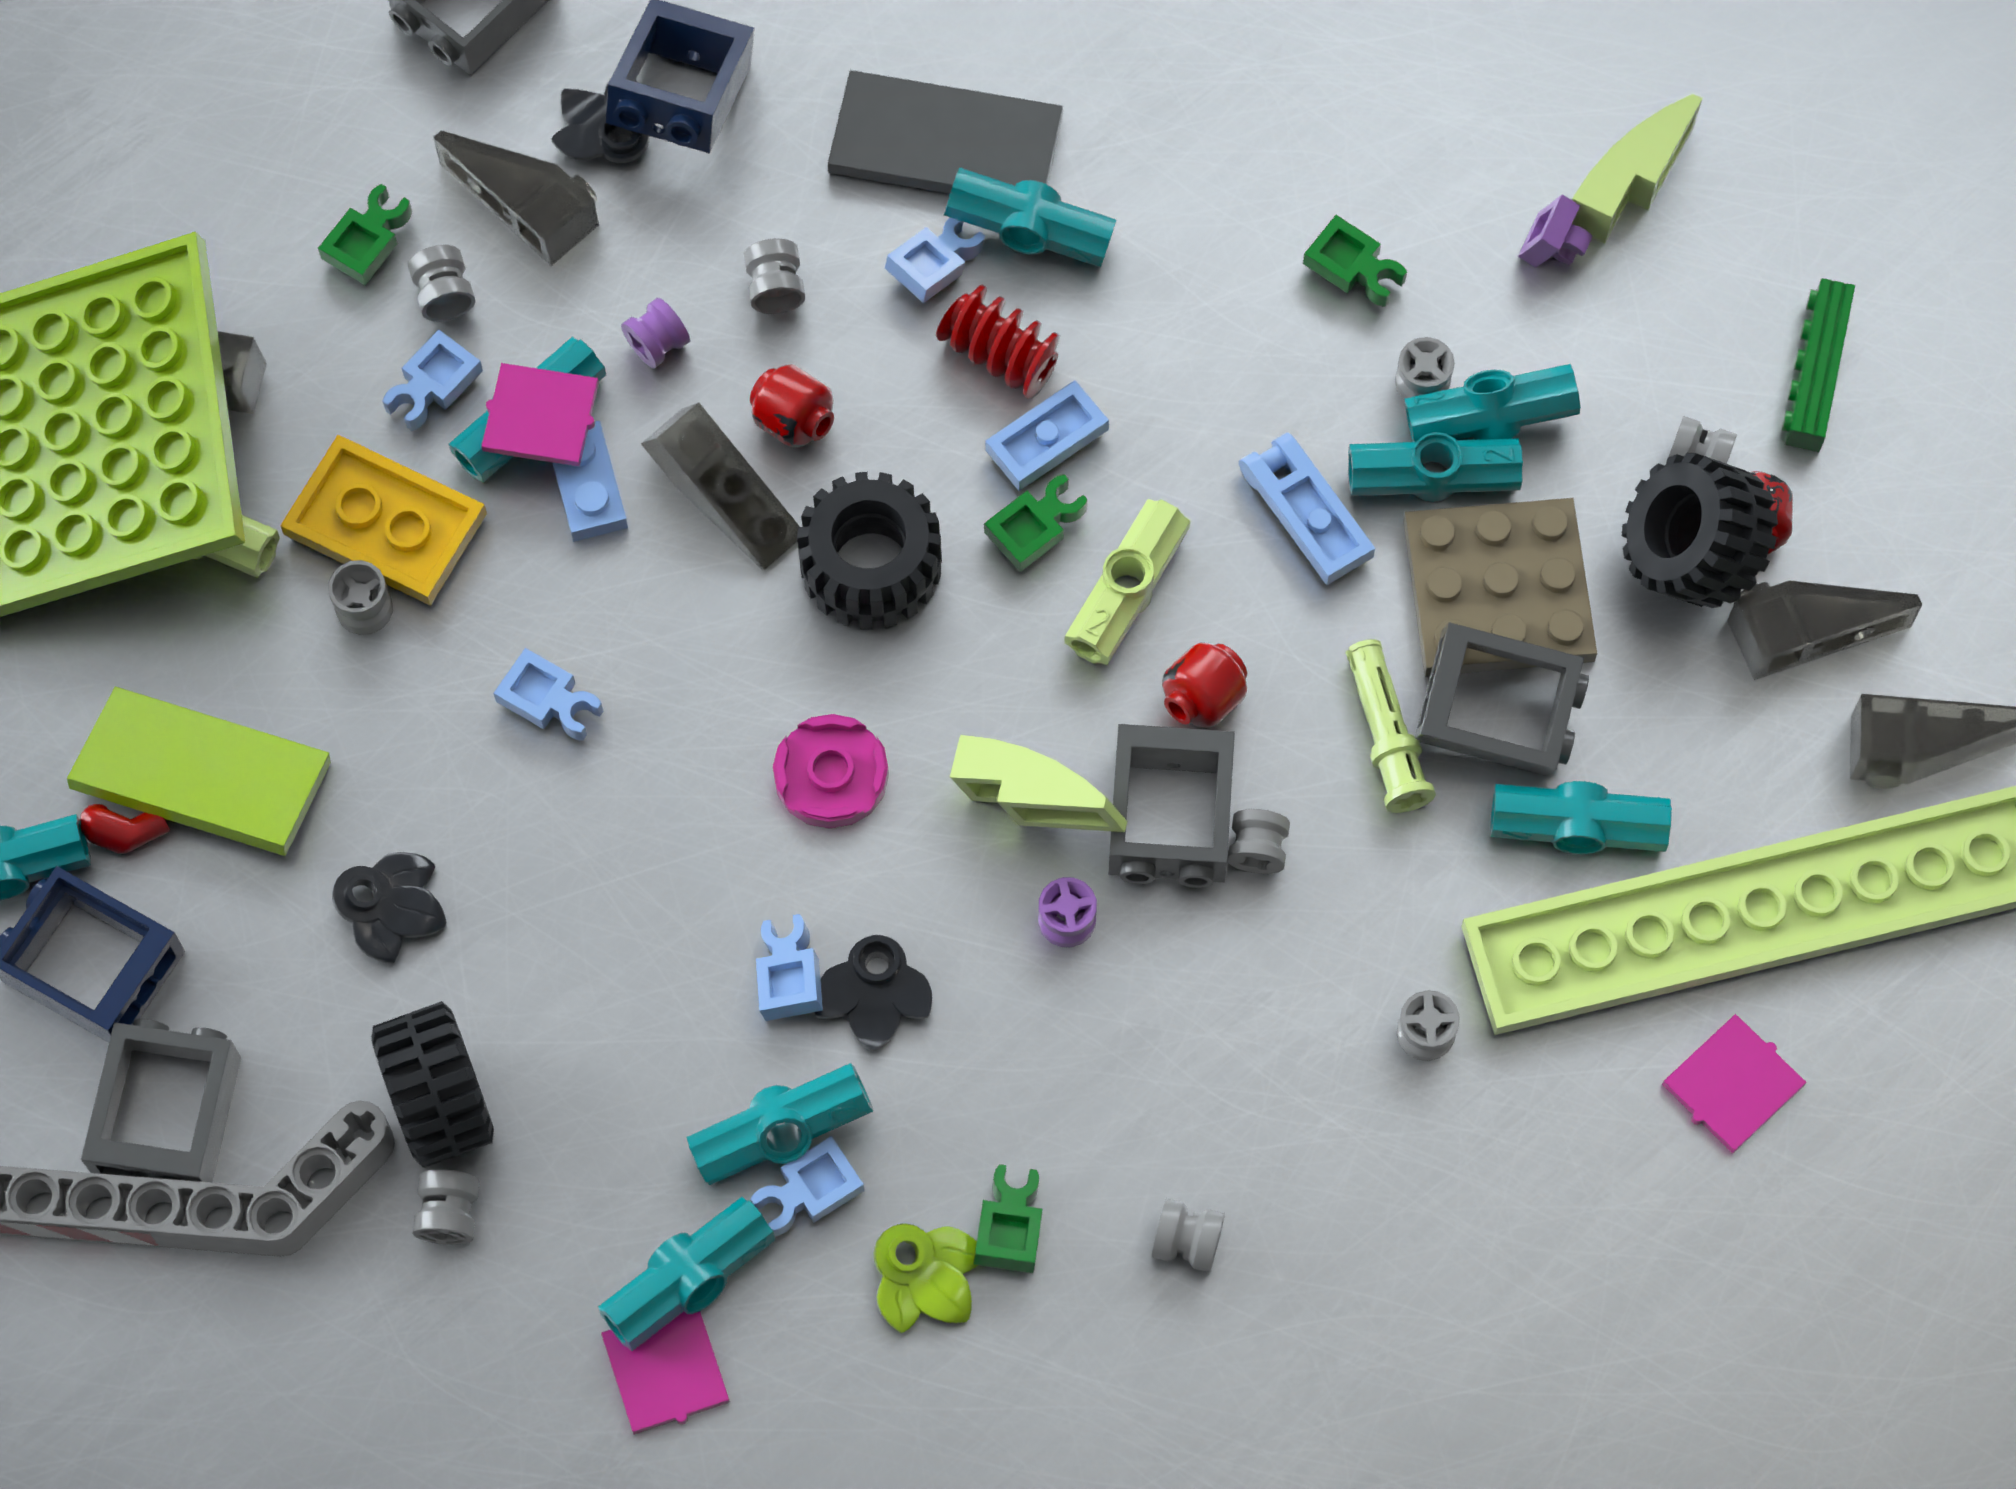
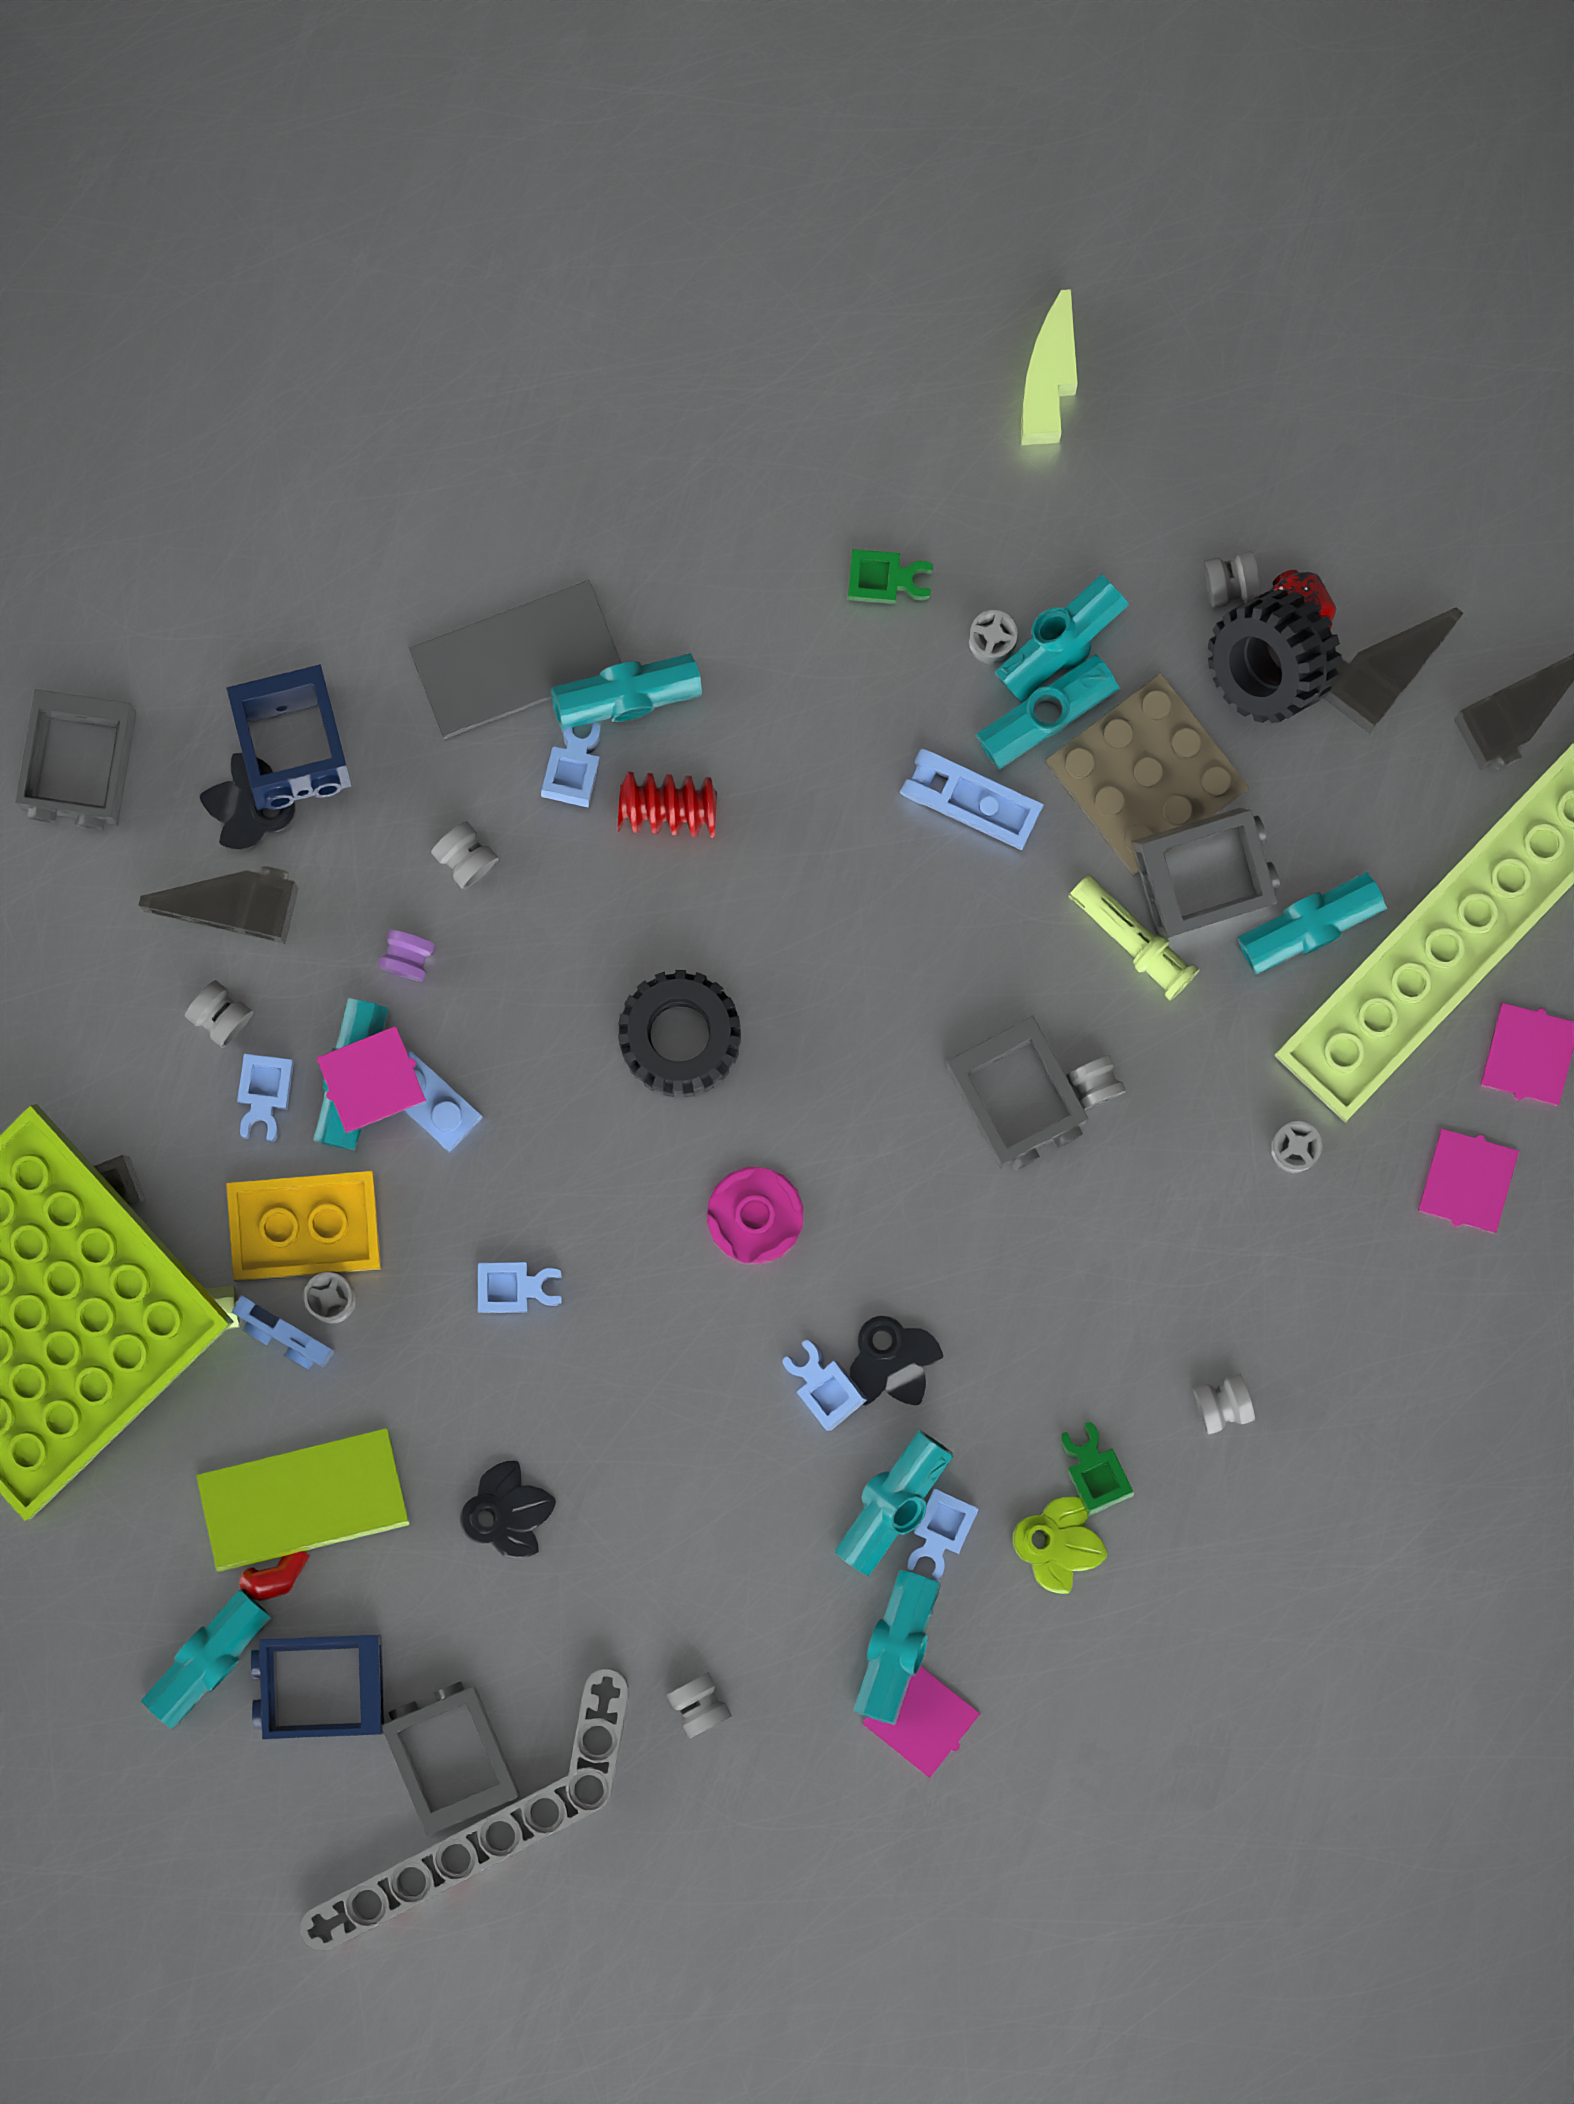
camera: 30 degrees left, 15 degrees up
(281, 586) = (265, 1325): none -> medium blue wing
(364, 241) = (133, 1016): green plate -> none
(432, 1084) = (639, 1631): black tyre -> none
(722, 484) = (535, 1045): clear smoke slope -> none
(792, 406) = (547, 953): red head -> none
(1031, 787) = (914, 1146): yellowish green slope -> none
(1032, 527) = (780, 939): green plate -> none
(1047, 435) = (747, 858): light blue plate -> none
(1067, 898) = (999, 1214): medium lavender wheel -> none
(1113, 608) = (879, 971): yellowish green piece -> none
(1204, 685) = (985, 987): red head -> none
(1555, 235) = (1021, 465): medium lavender tile -> none
(1590, 1171) = (1468, 1180): none -> dark pink piece
(1818, 364) = (1275, 452): green piece -> none

